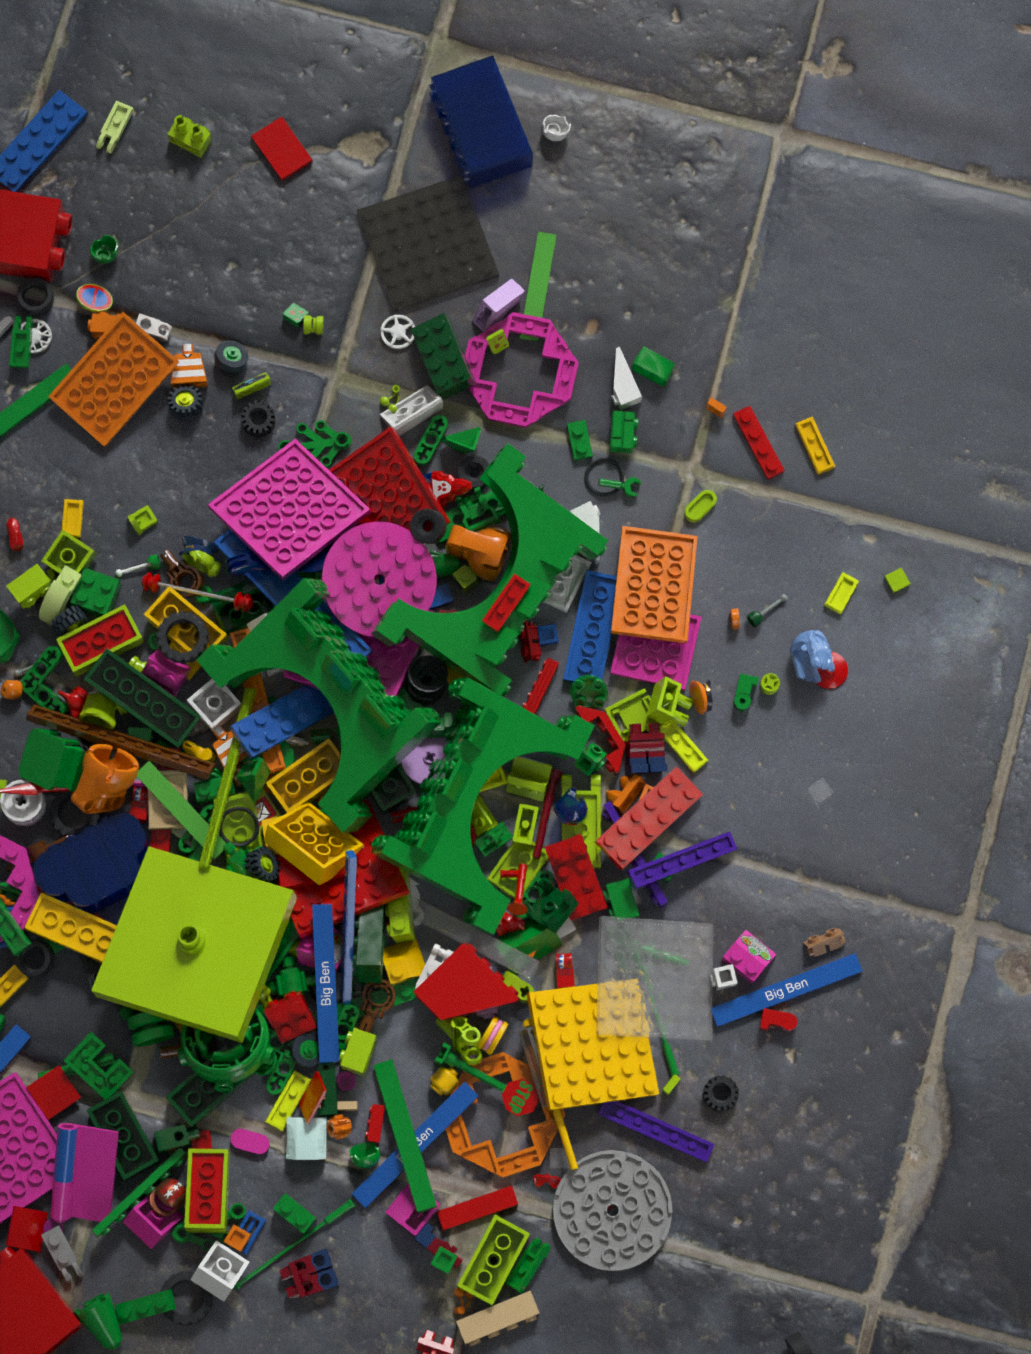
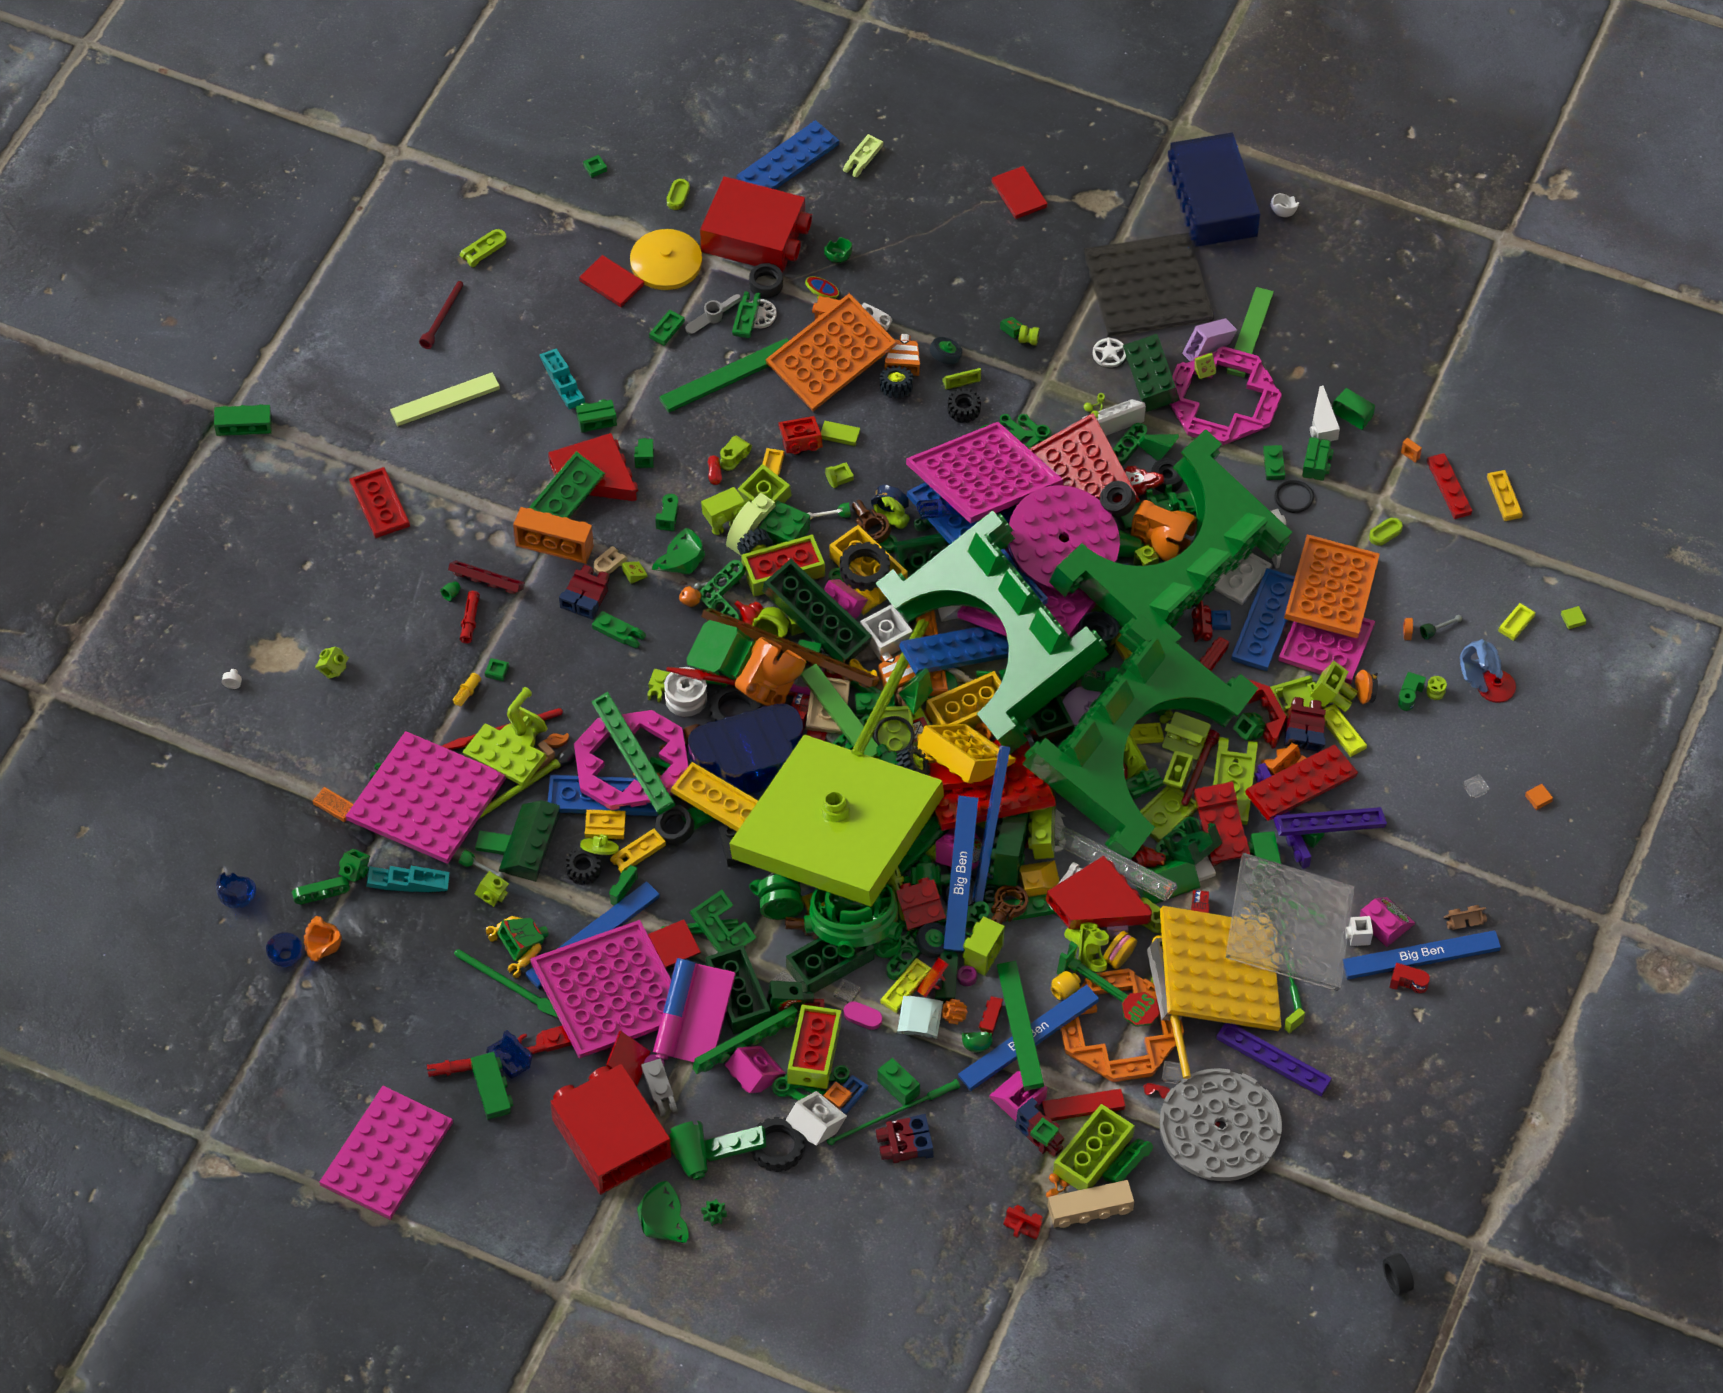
camera: 10 degrees right, 20 degrees down
(33, 507) = (734, 453): none -> lime piece
(96, 480) = (800, 435): none -> red plate
(136, 469) = (840, 433): none -> lime tile
(170, 1193) = (778, 1043): copper helmet -> none
(189, 136) = (933, 169): lime brick -> none
(238, 601) = (924, 543): red axle -> none
(347, 1106) = (966, 995): tan tile -> none
(506, 603) = (1185, 563): red plate -> none
(517, 906) = (1160, 835): red piece -> none
(569, 809) = (1225, 761): clear blue helmet -> none
(589, 692) = (1256, 667): green dish -> none
(617, 484) = (1307, 502): green piece -> none
(723, 1081) = (1344, 1025): black tyre -> none
(883, 793) = (1539, 796): none -> orange tile

